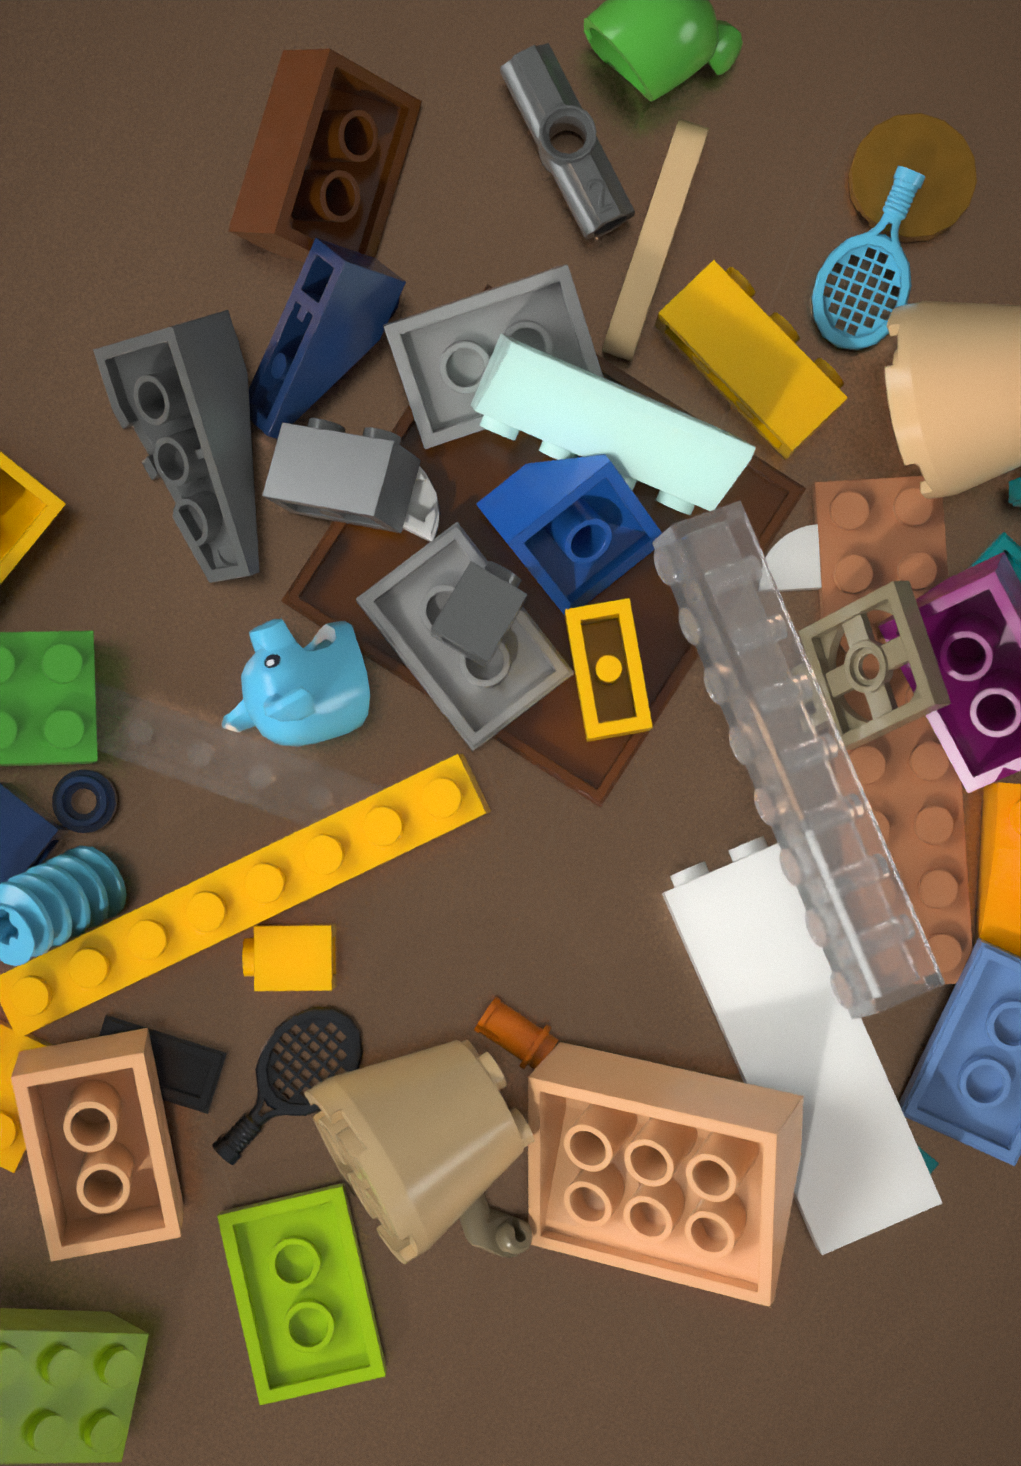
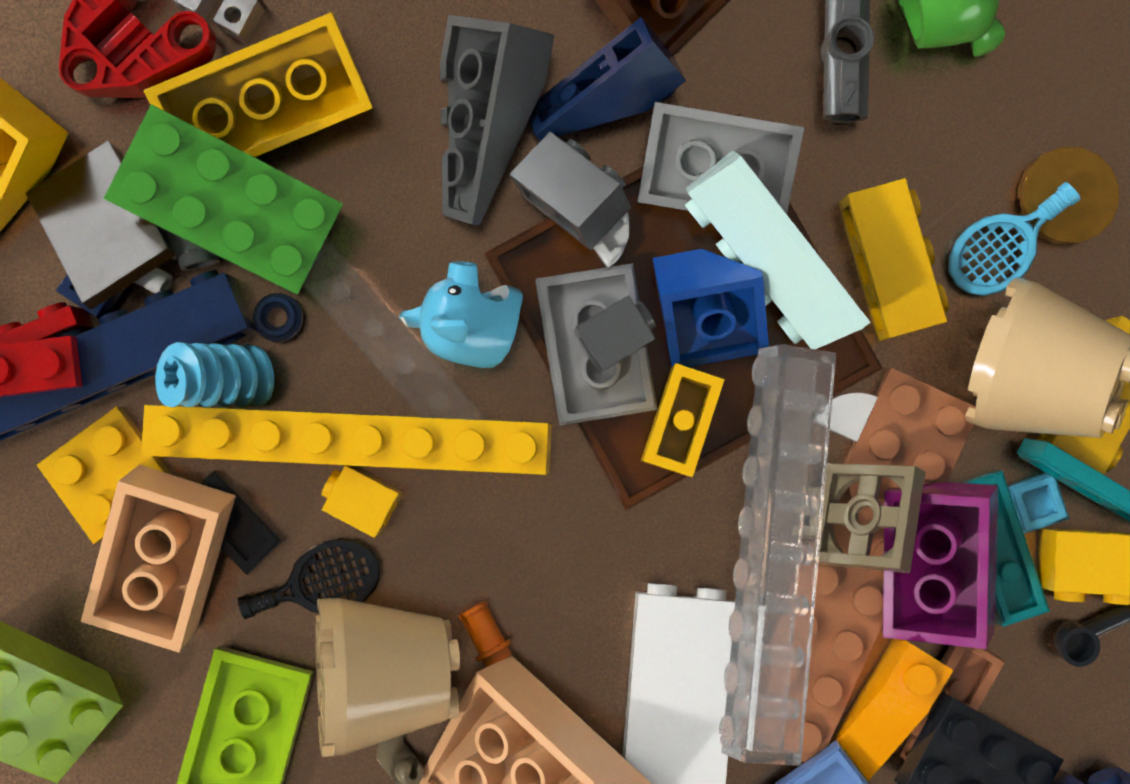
camera: 20 degrees right, 0 degrees up
(655, 239) = (871, 144): tan beam -> none

